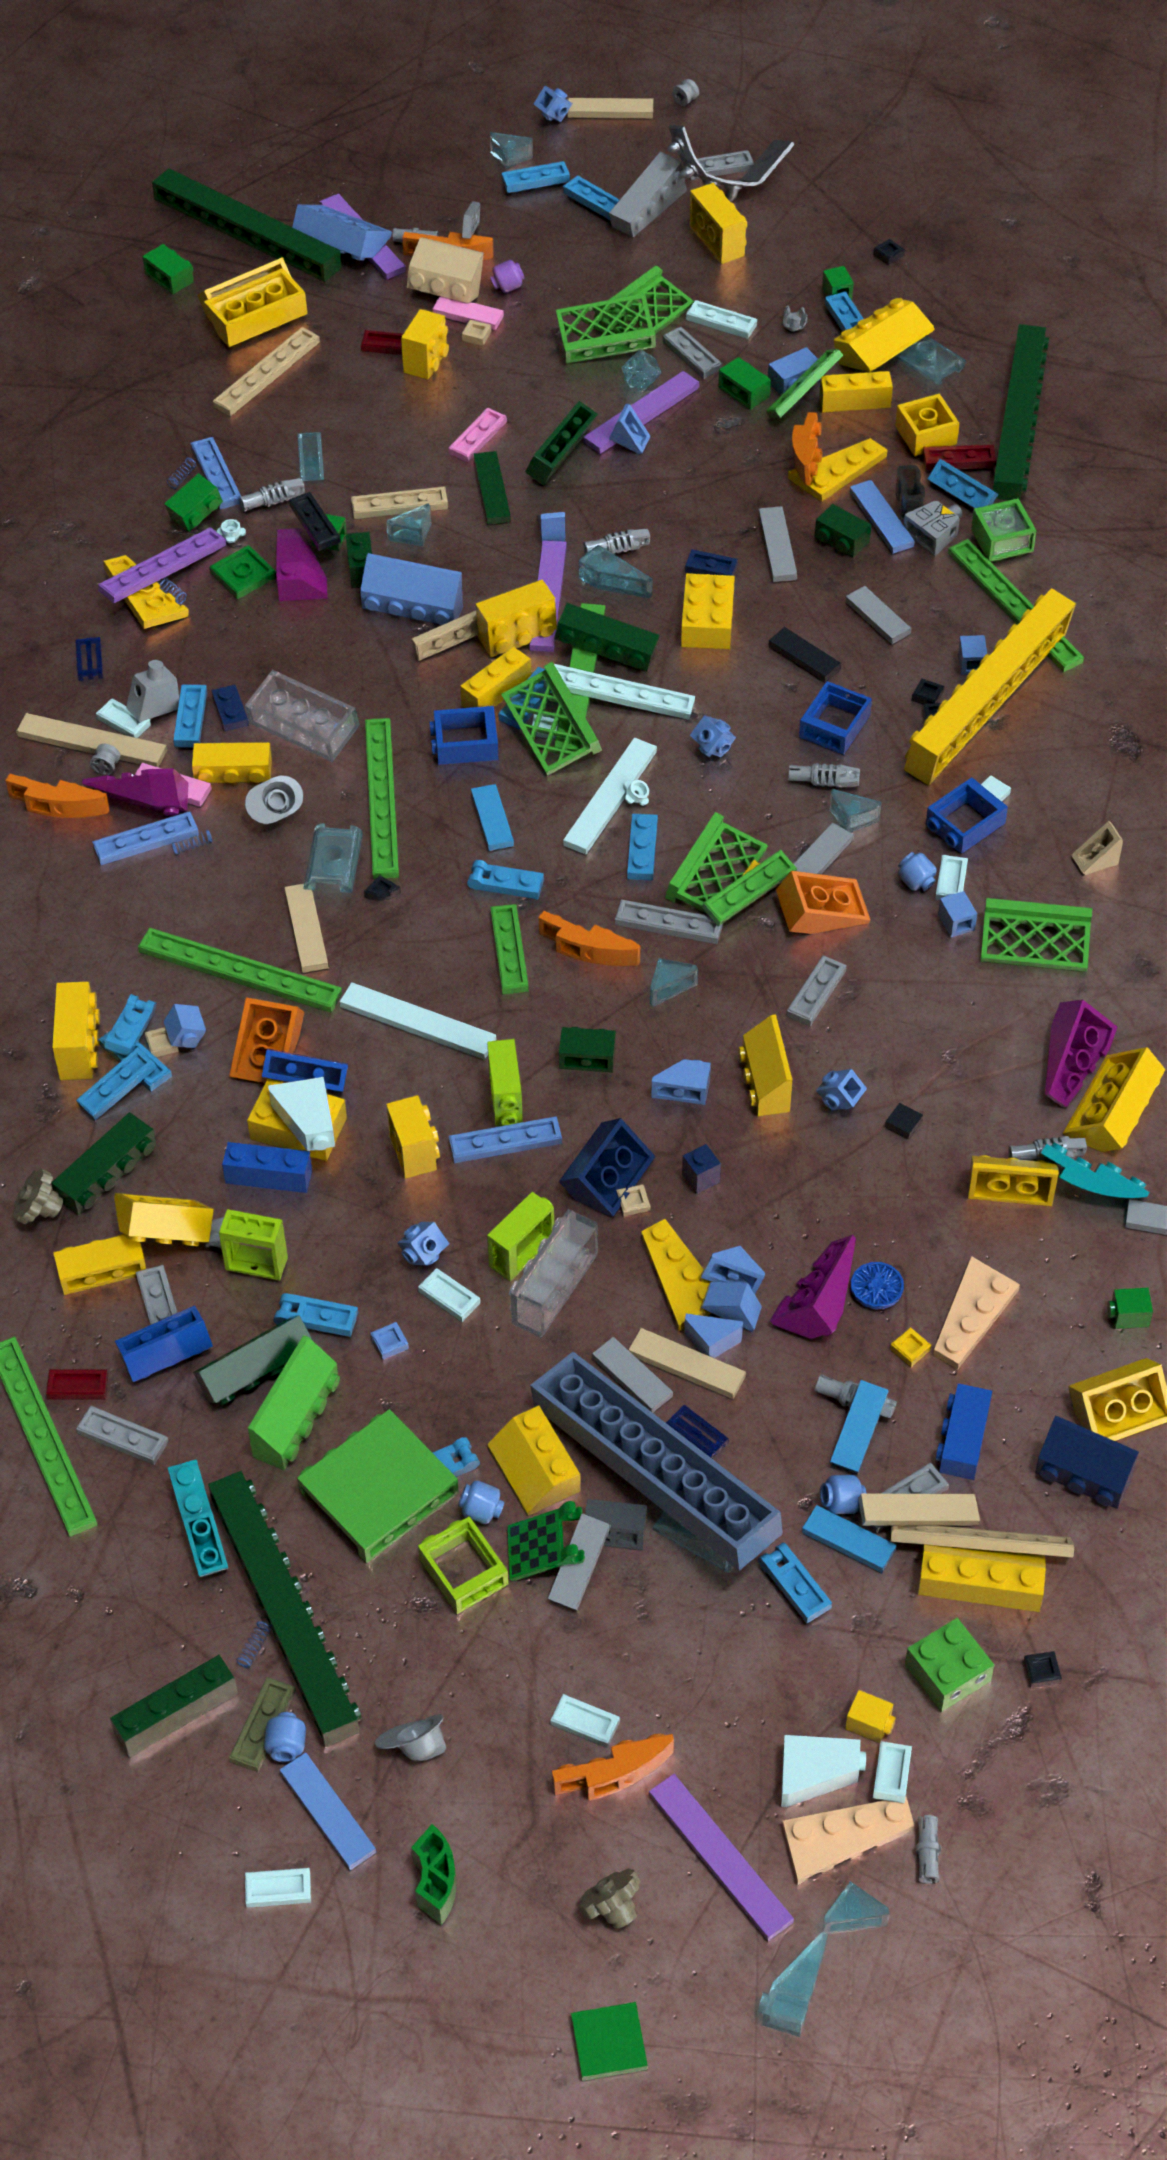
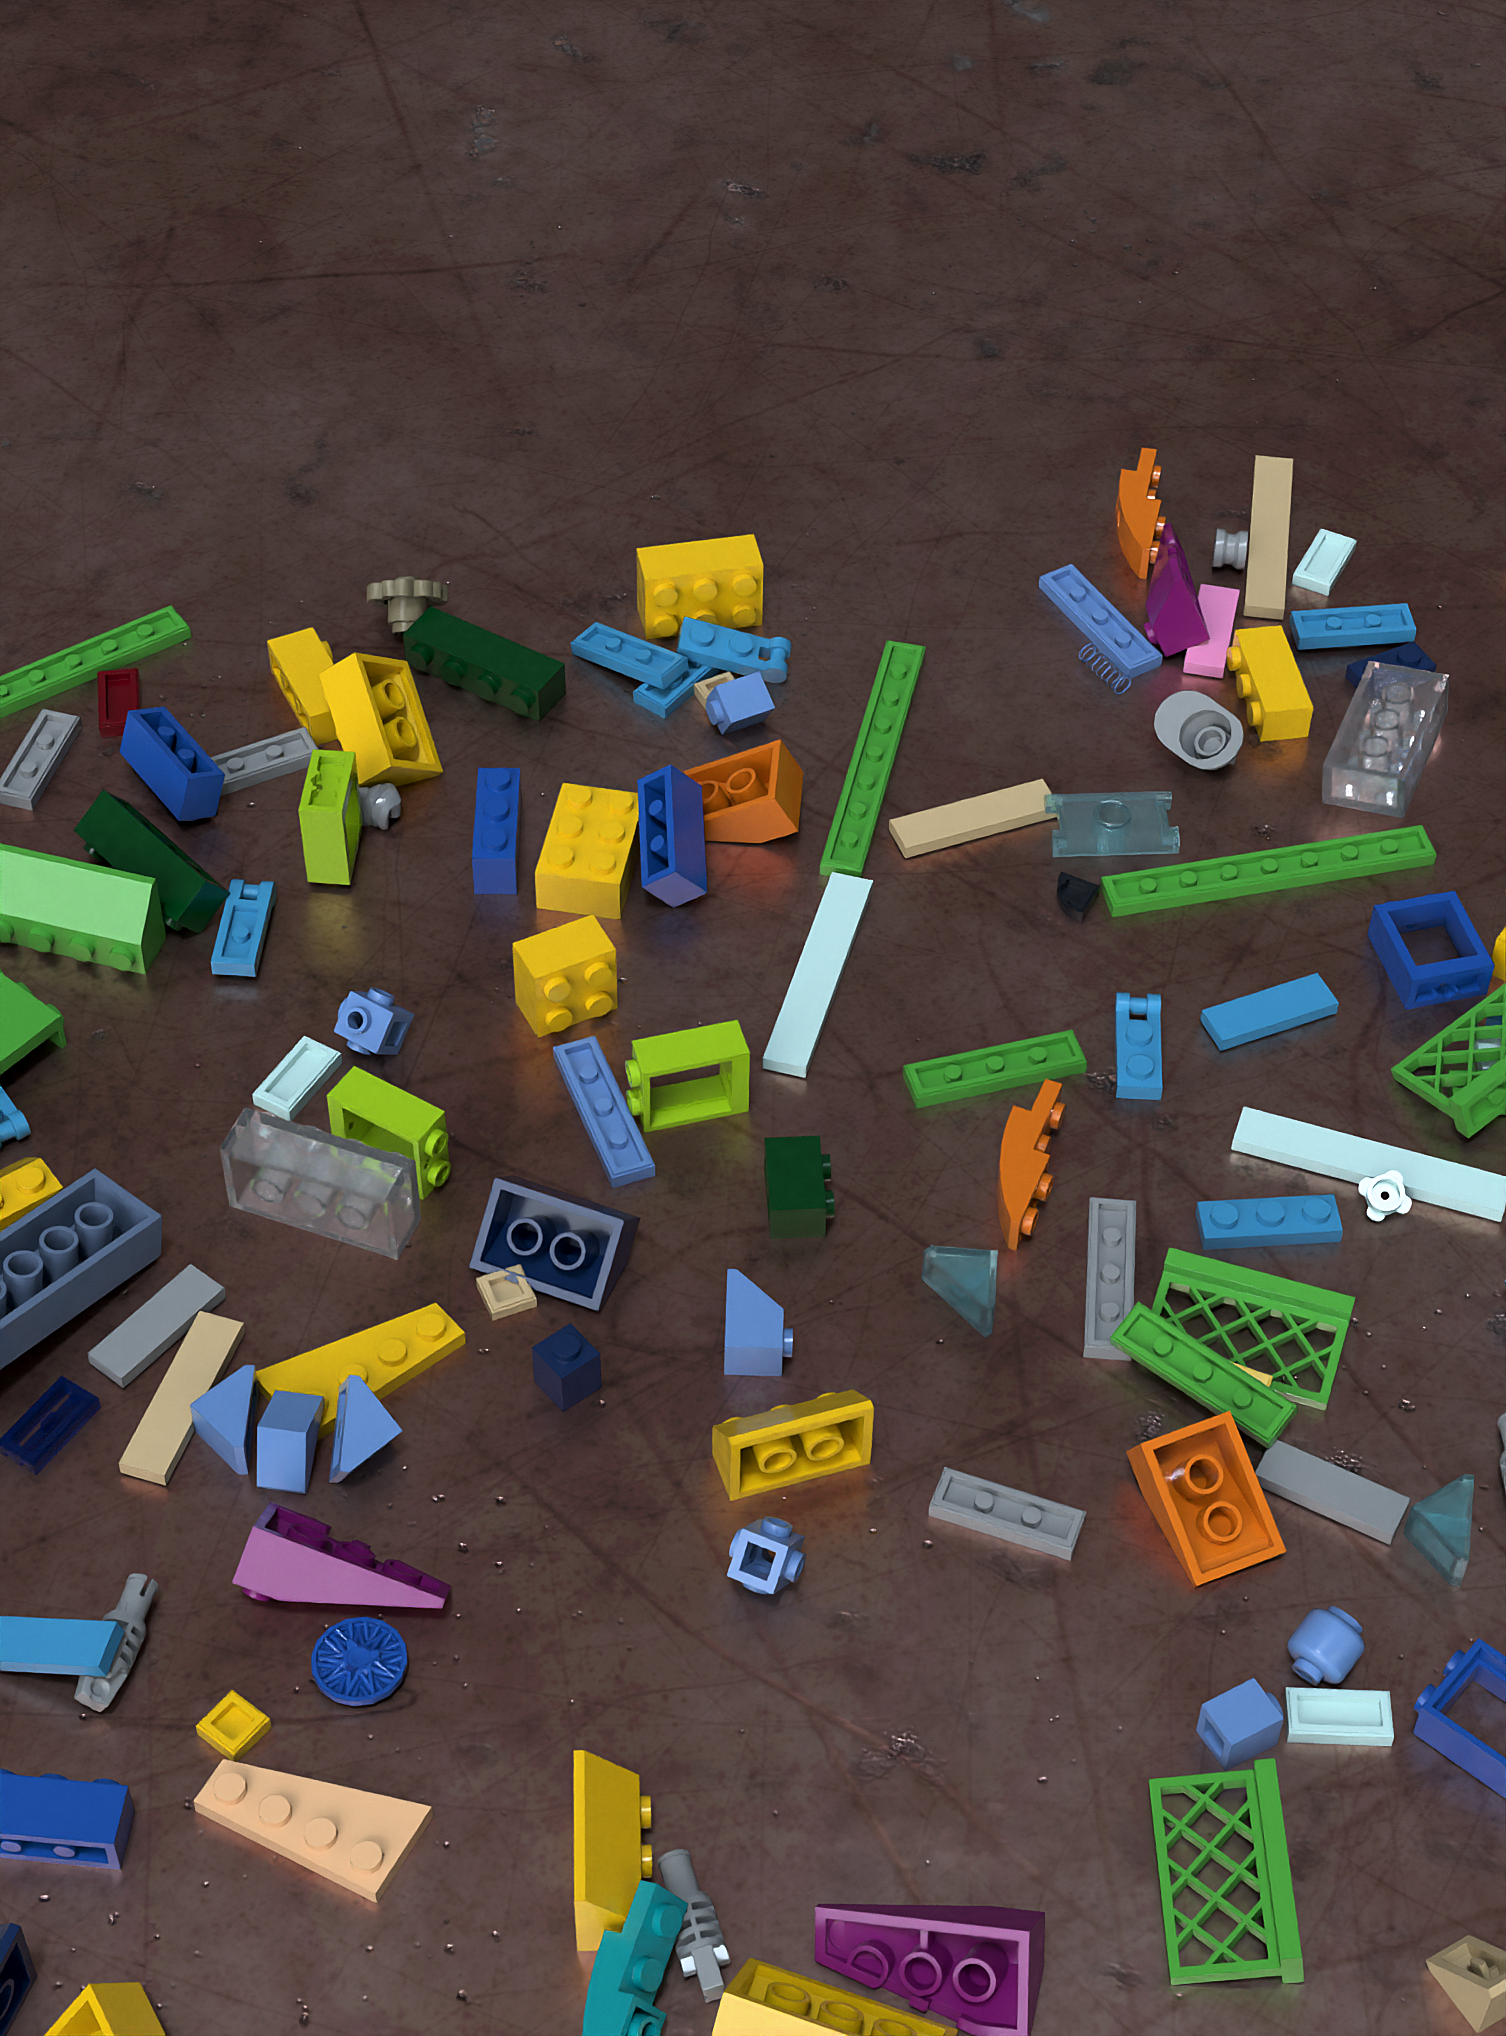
camera: 80 degrees right, 5 degrees down
(90, 672) = (1431, 509): clear blue tile -> none
(153, 692) = (1368, 566): light grey torso -> none
(305, 1111) = (563, 829): light aqua slope -> none
(389, 1340) = (208, 1019): medium blue tile -> none
(904, 1120) = (732, 1677): black tile -> none

